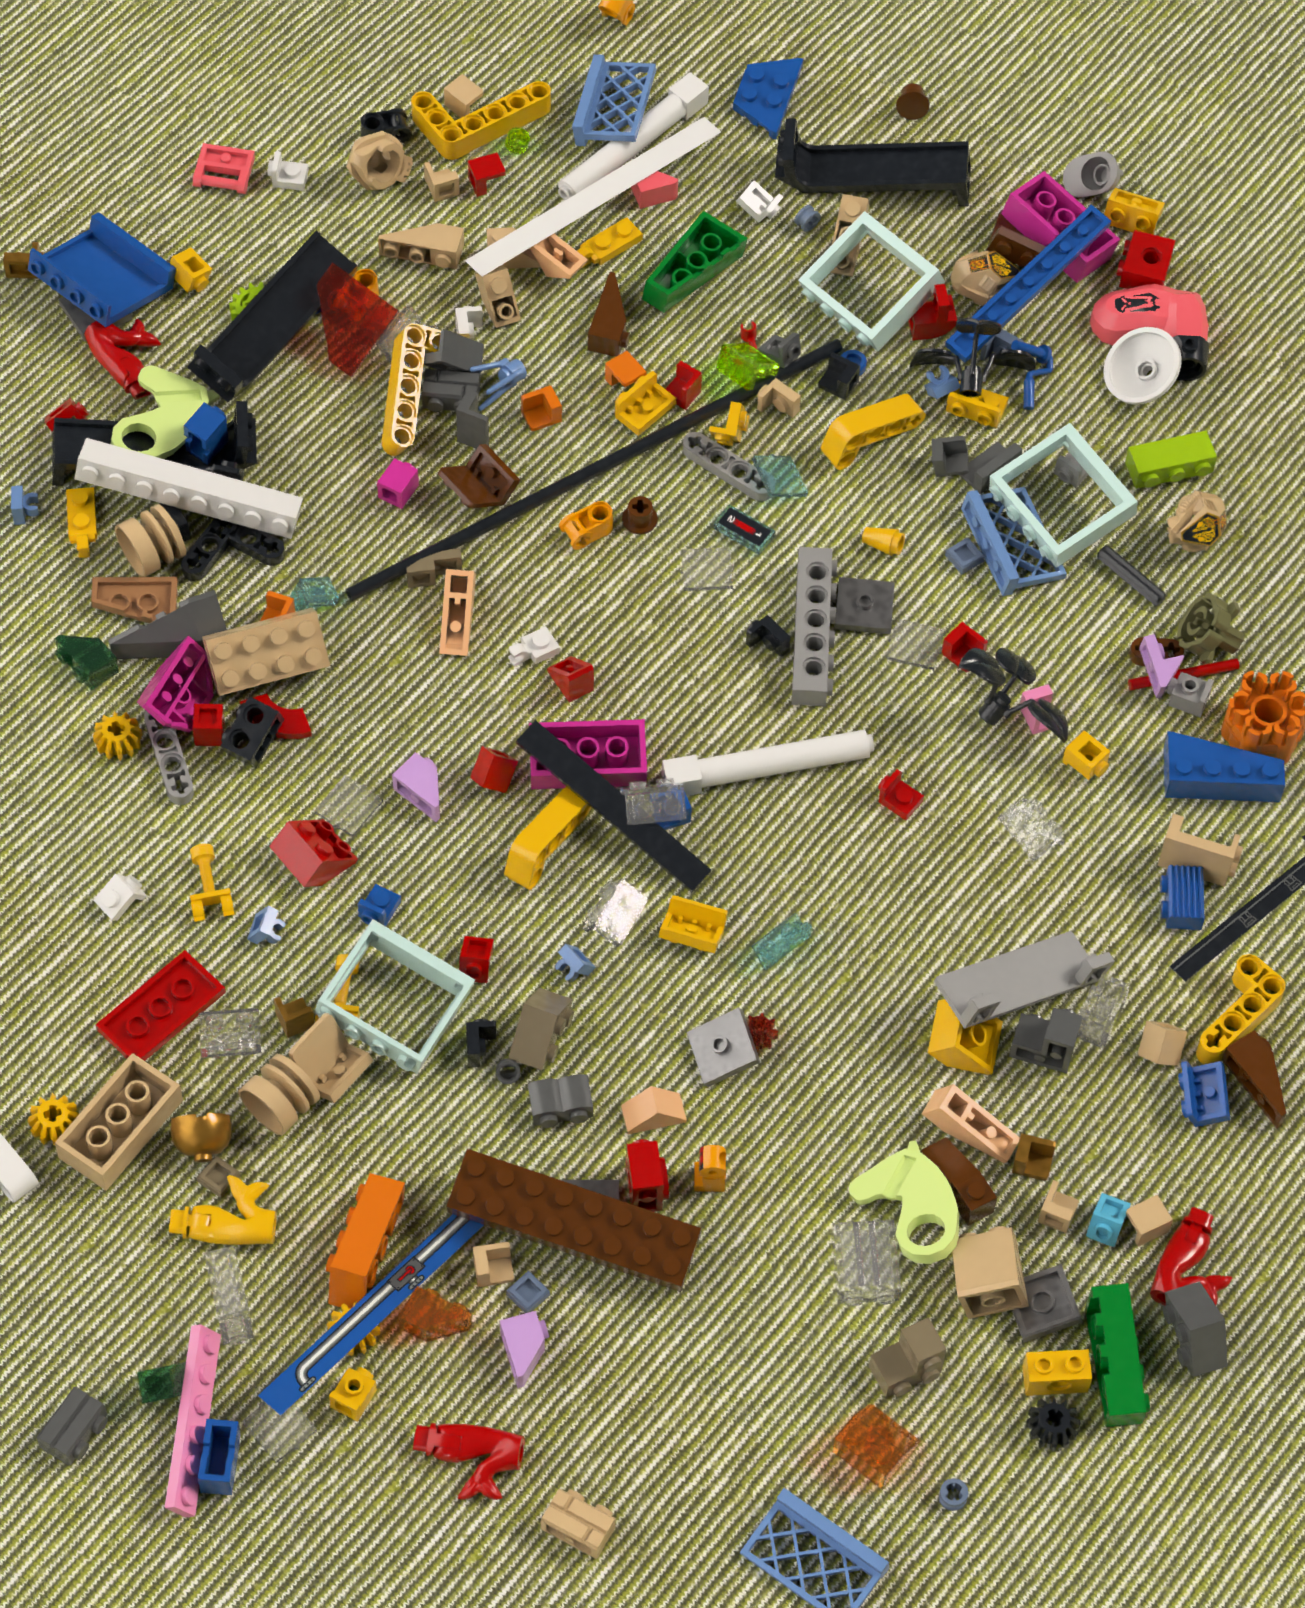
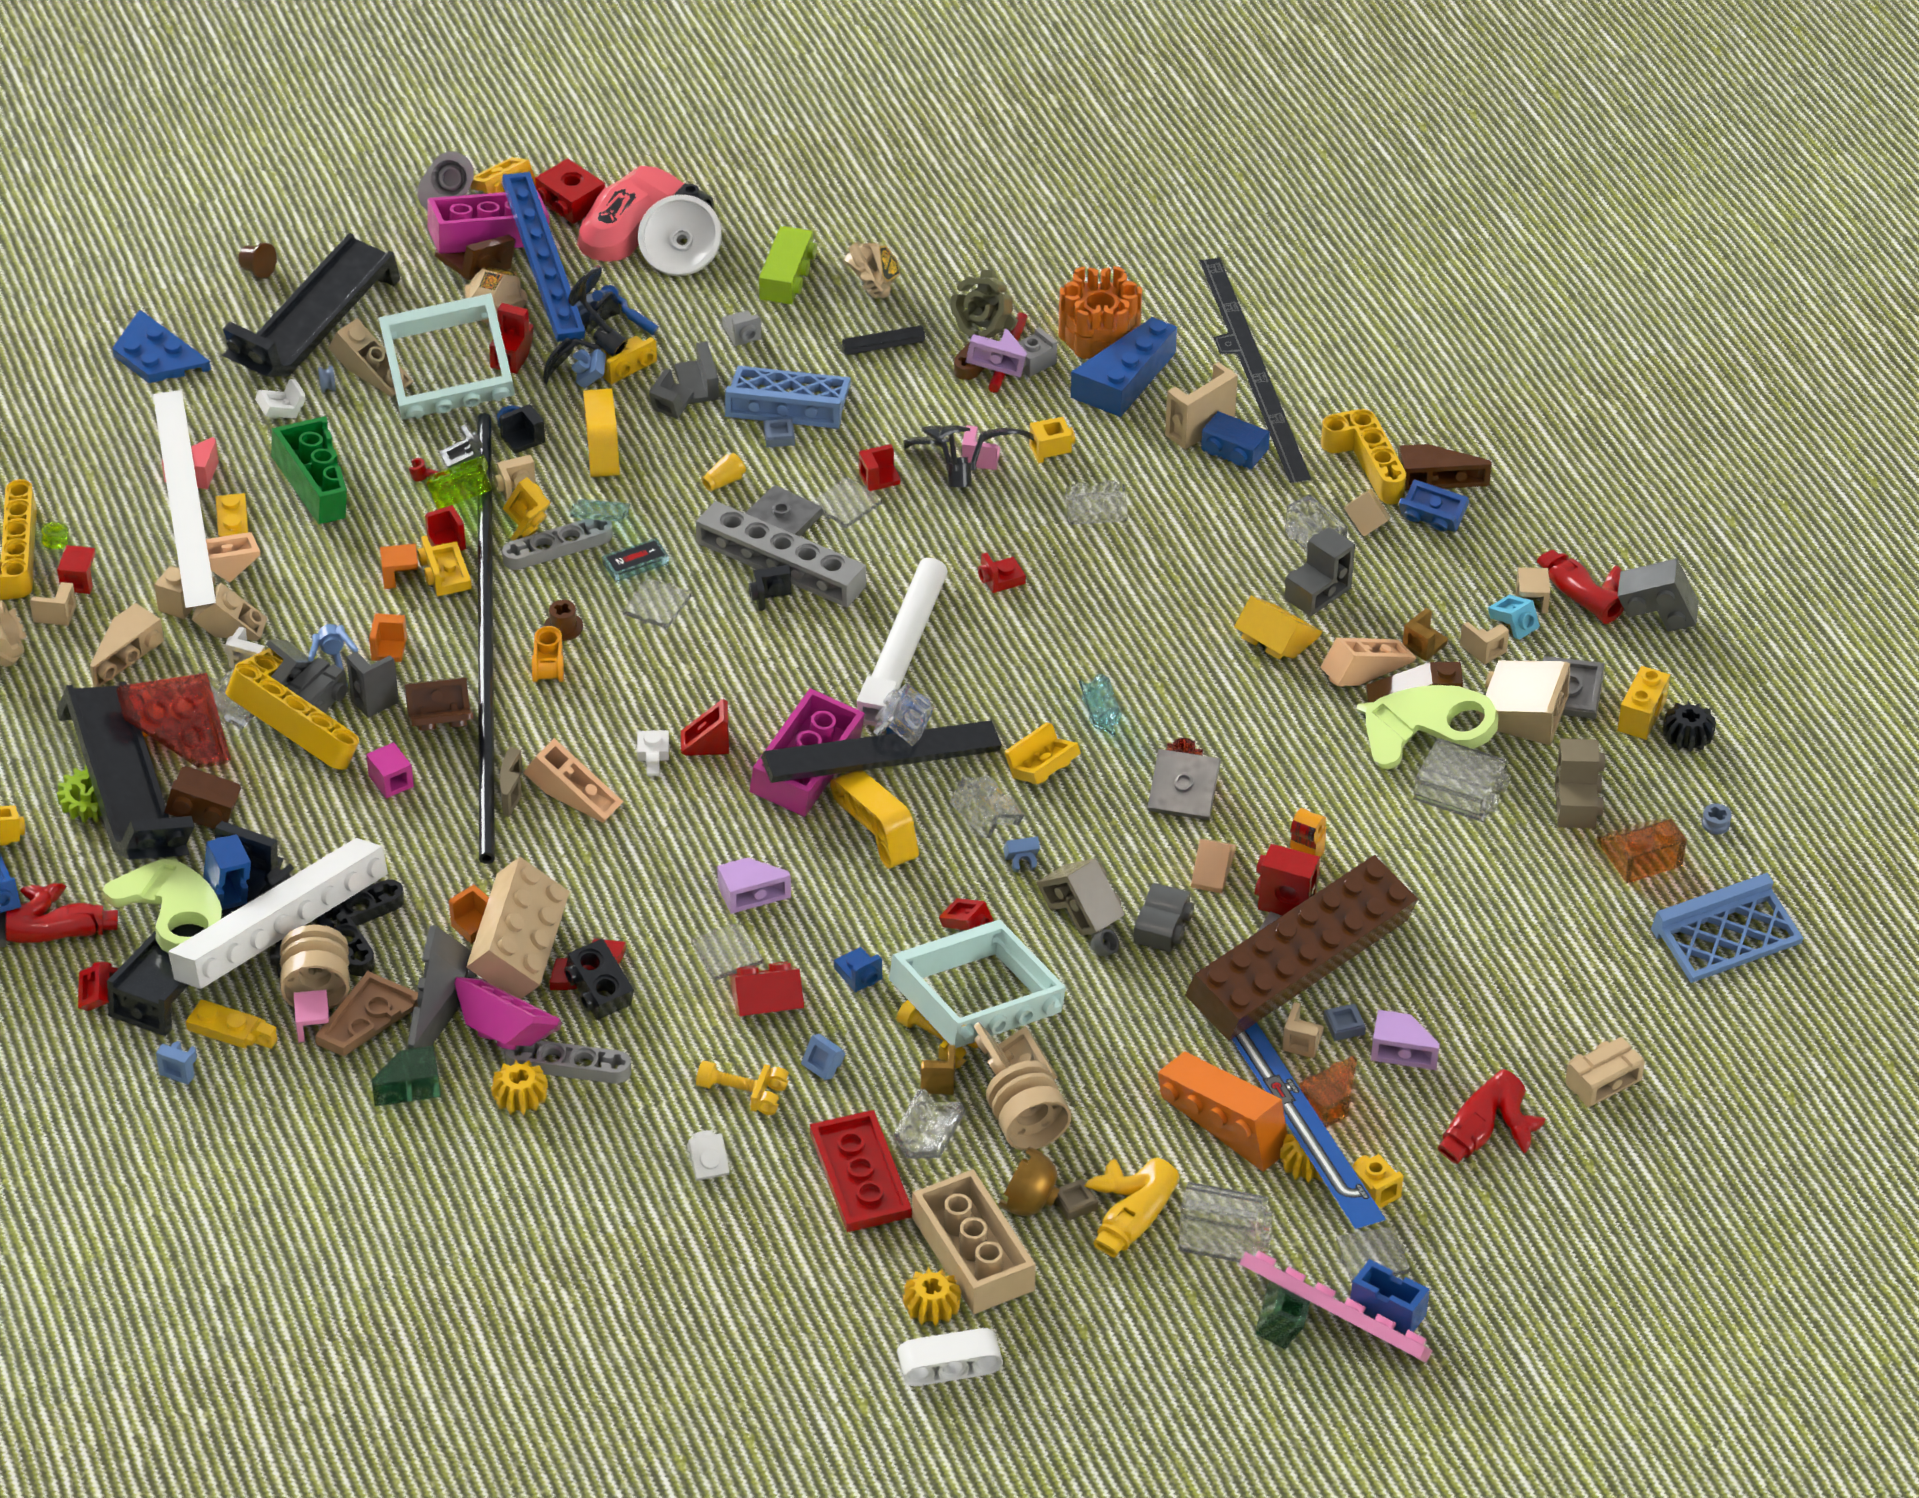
camera: 60 degrees left, 15 degrees down
(73, 1426) = (1284, 1404): dark grey brick -> none
(113, 560) = (310, 1009): none -> bright pink panel
(208, 724) = (567, 1005): red panel -> none
(292, 380) = (203, 797): none -> reddish brown bracket
(314, 593) = (467, 874): clear light blue bracket -> none
(476, 1034) = (1060, 953): black bracket -> none
(493, 769) = (770, 827): red panel -> none
(594, 99) = (63, 460): medium blue fence -> none
(608, 327) = (325, 551): reddish brown slope -> none
(682, 101) = (130, 453): white brick -> none
(1020, 978) = (1255, 559): light grey bracket -> none
(1032, 529) = (778, 301): light aqua window -> none
(1116, 1355) = (1630, 643): green wedge -> none

